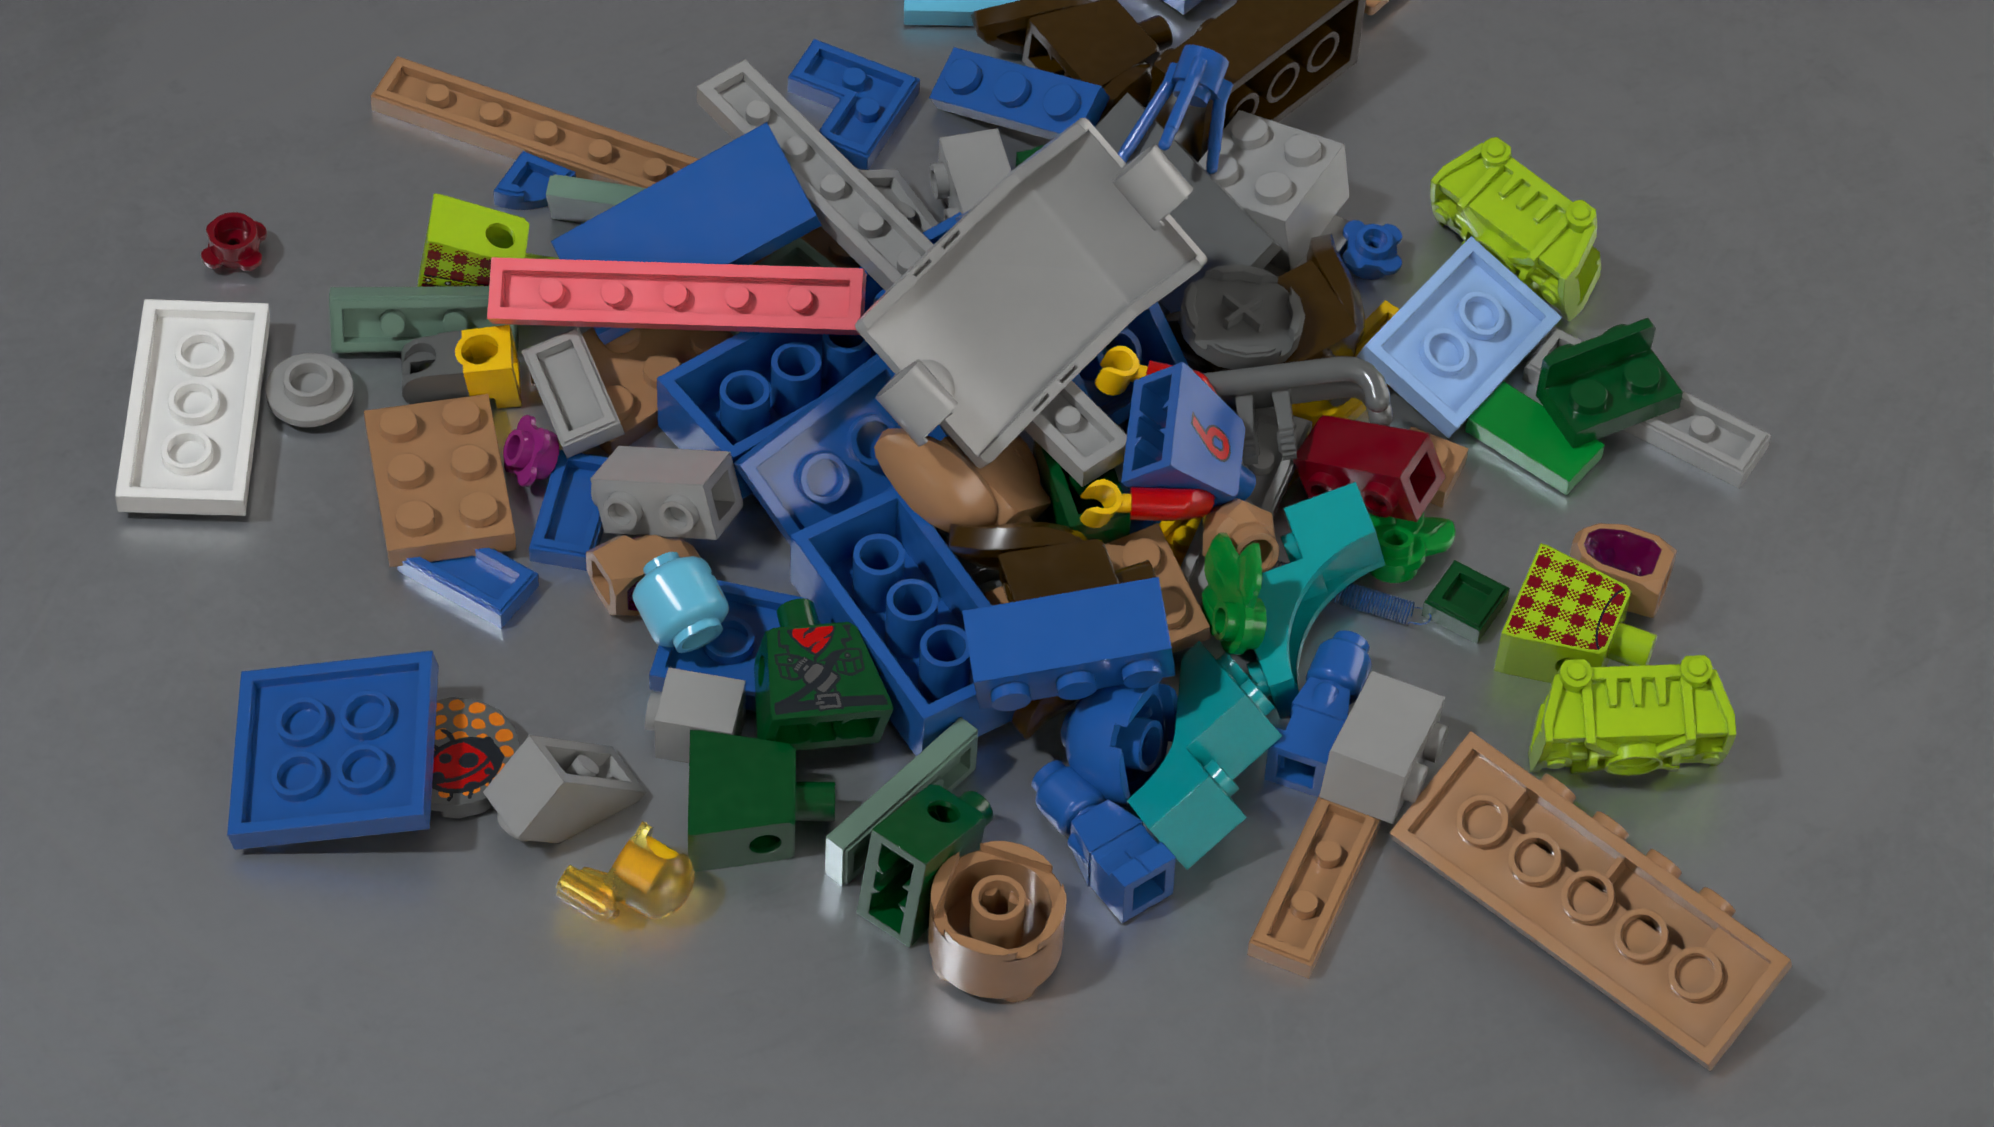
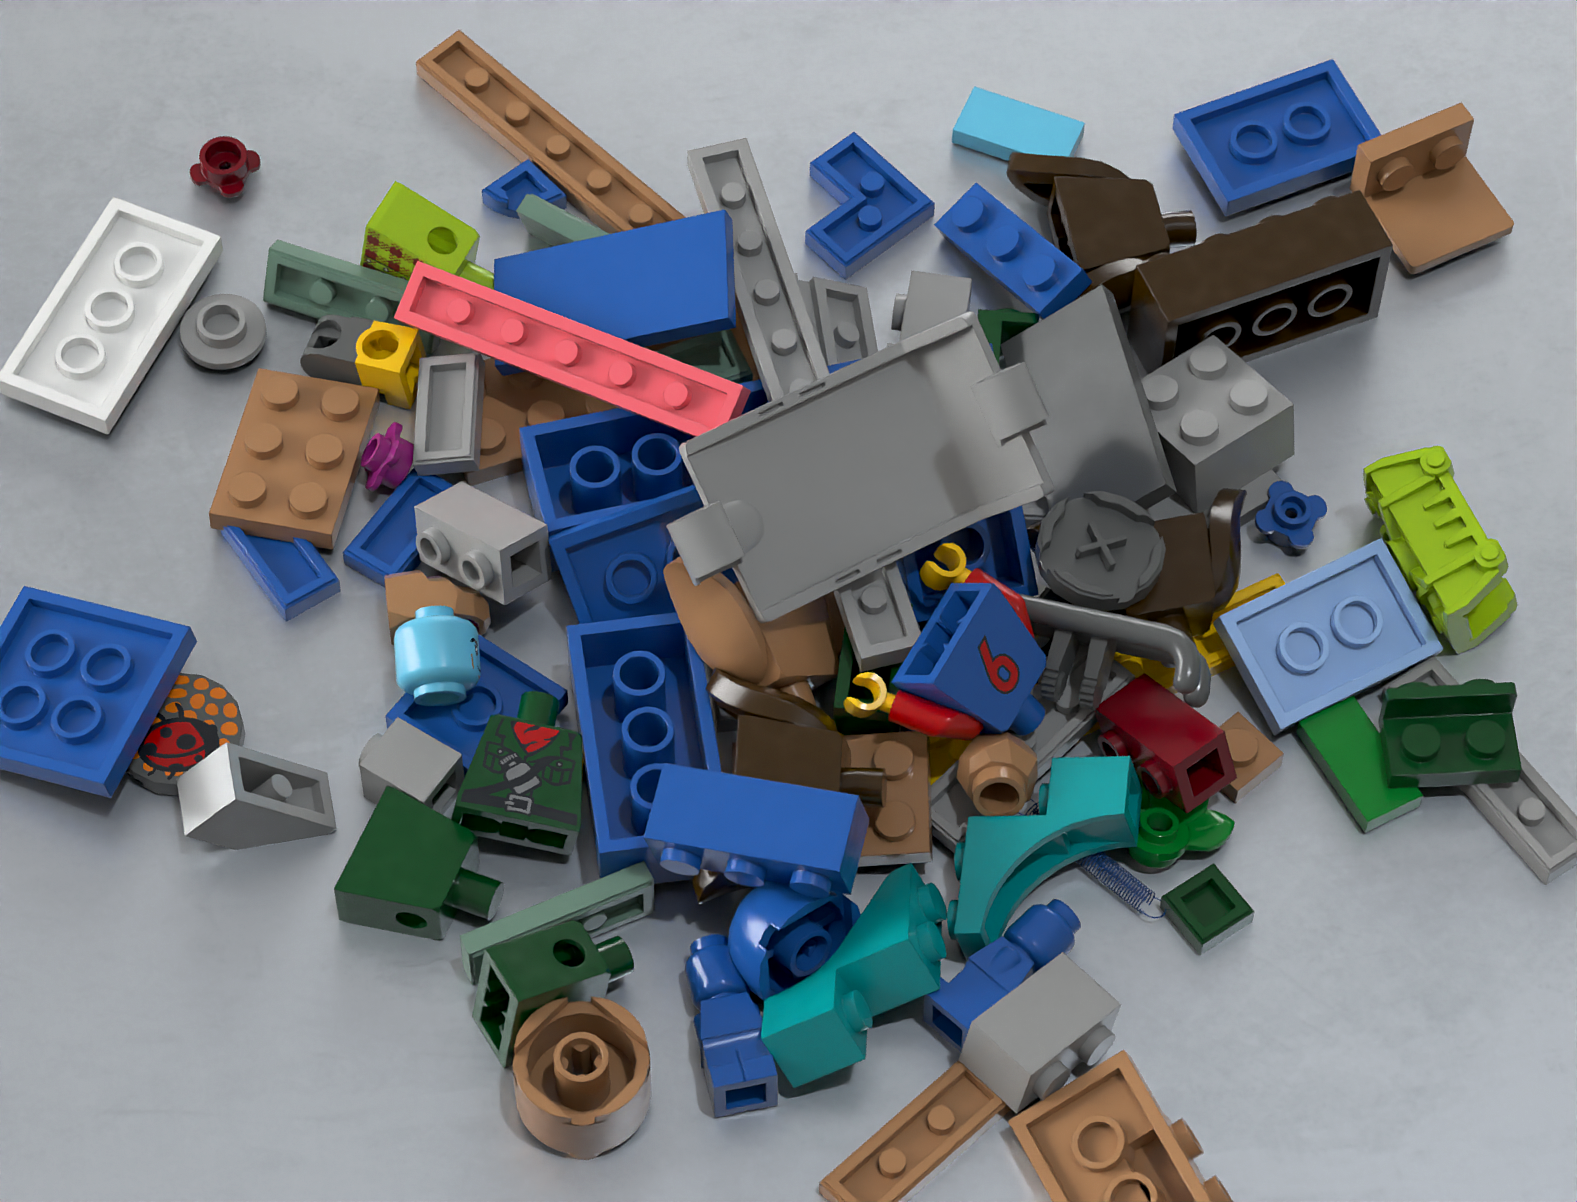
camera: 25 degrees right, 5 degrees up
(643, 877) = (282, 912): clear yellow piece -> none
(1194, 81) = (1158, 293): blue plant -> none
(1232, 594) = (951, 849): green plate -> none
(1568, 615) = (1291, 970): lime torso -> none
(1630, 557) = (1376, 930): rock -> none
(1633, 718) = (1294, 1092): lime piece -> none

